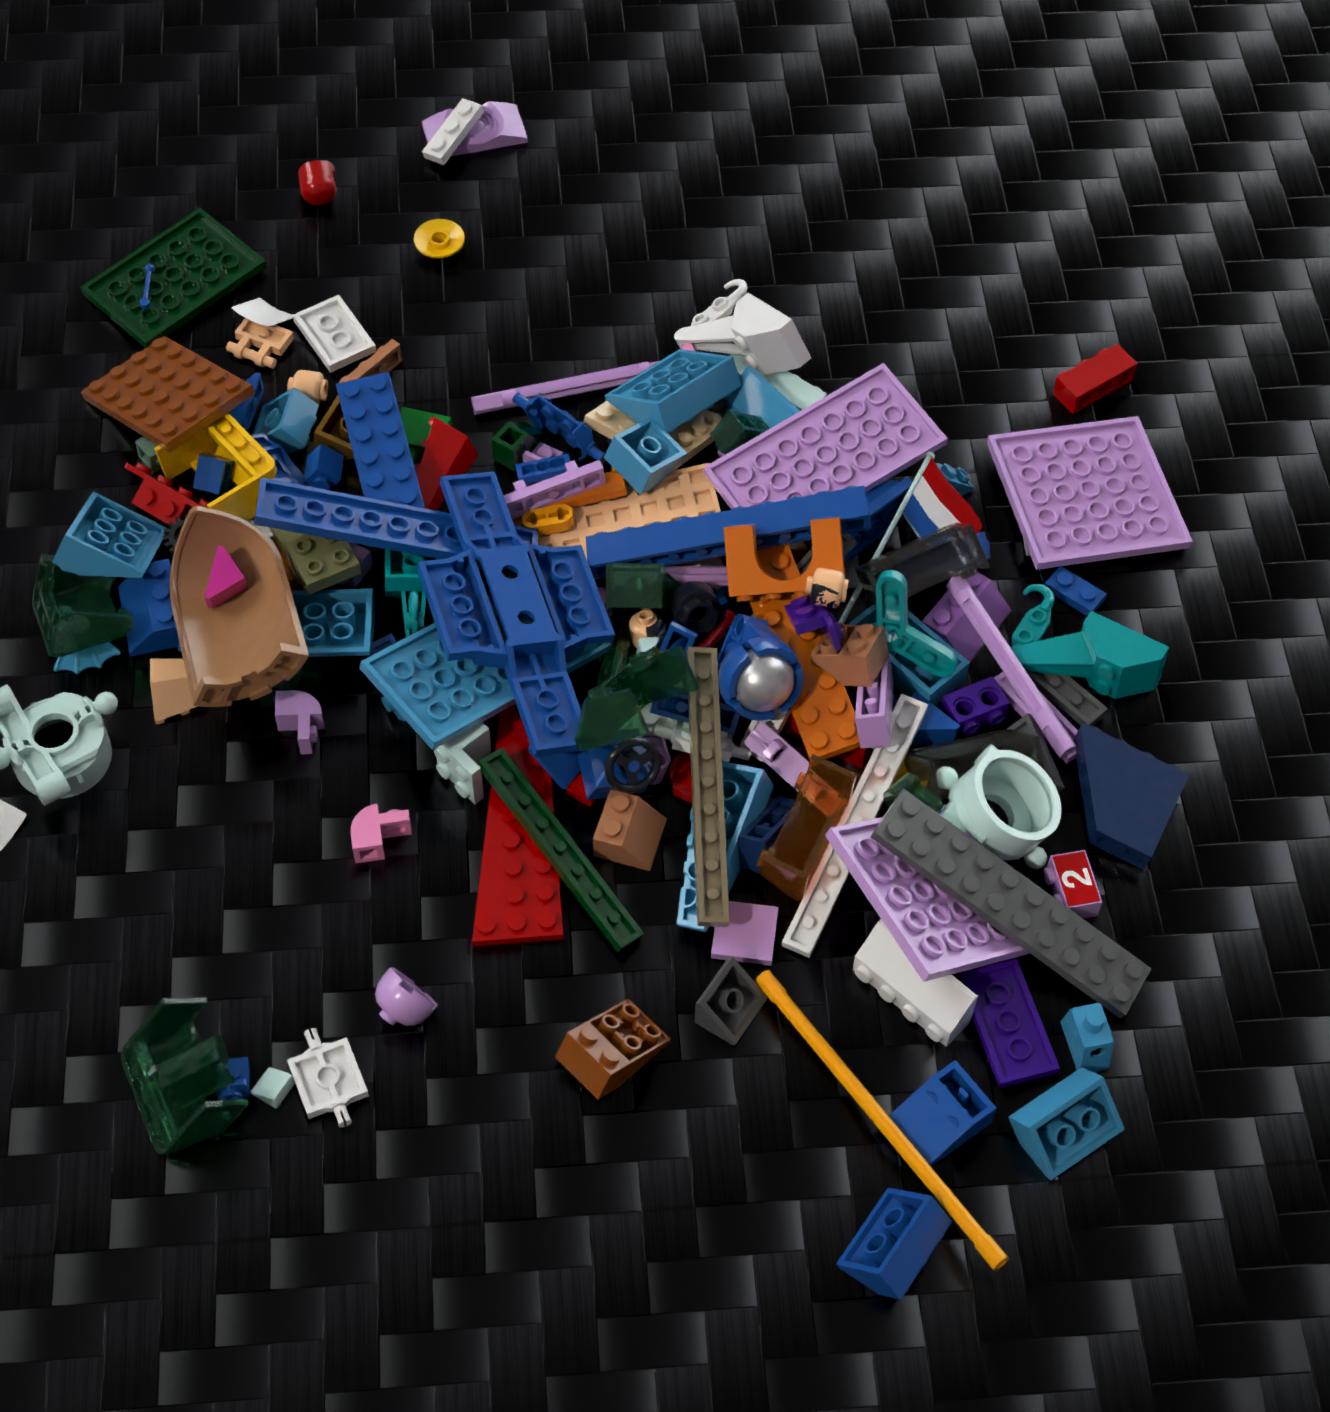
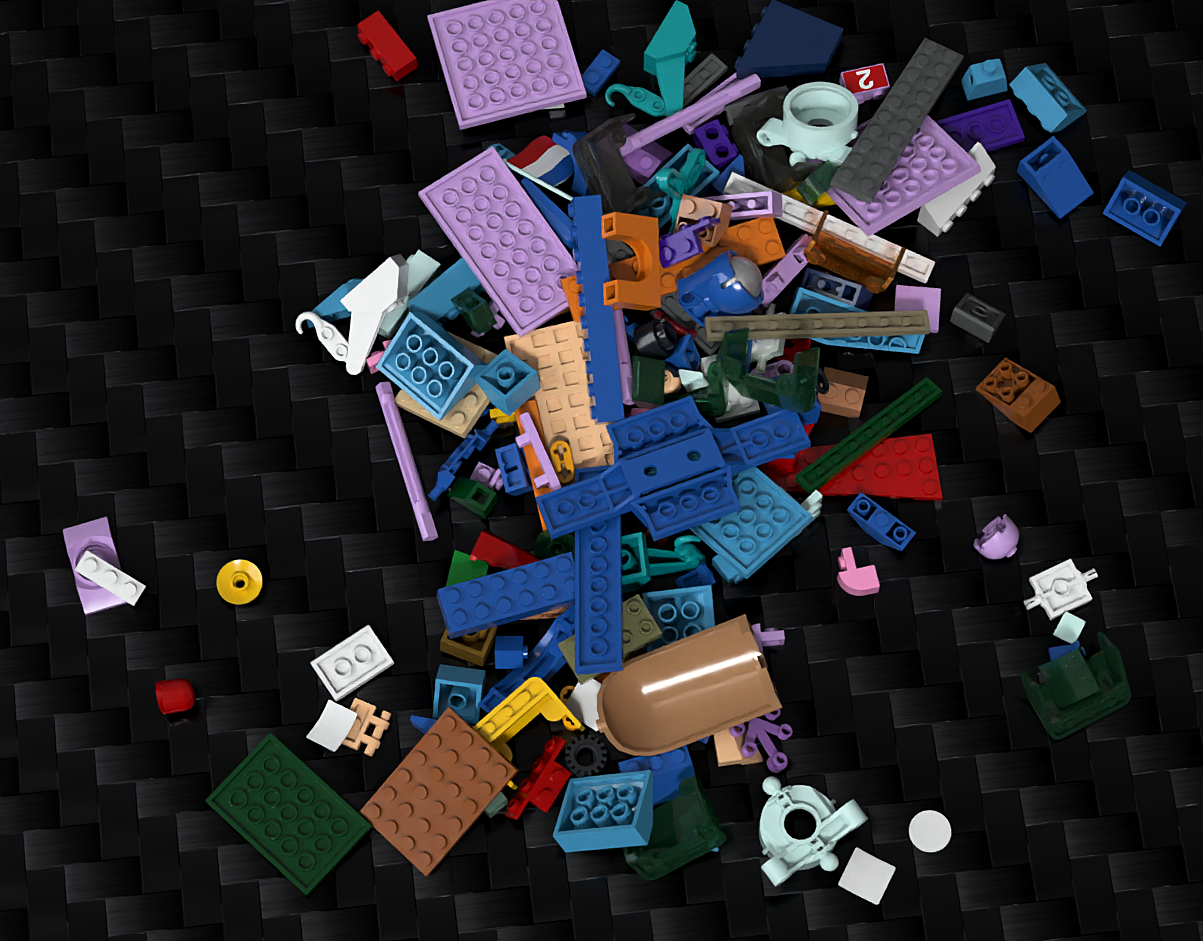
camera: 90 degrees left, 15 degrees up
(32, 901) = (930, 831): none -> white sticker
(145, 302) = (326, 832): blue hinge -> none
(191, 712) = (760, 727): none -> medium lavender plant
(213, 474) = (518, 745): blue piece -> none
(224, 579) = (649, 706): dark pink slope -> none
(310, 383) = (419, 676): light nougat head -> none
(382, 361) = (397, 628): nougat plate -> none
(441, 858) = (880, 523): none -> blue slope
(827, 587) = (665, 227): light nougat head -> none
(982, 1241) = (970, 282): light orange piece -> none

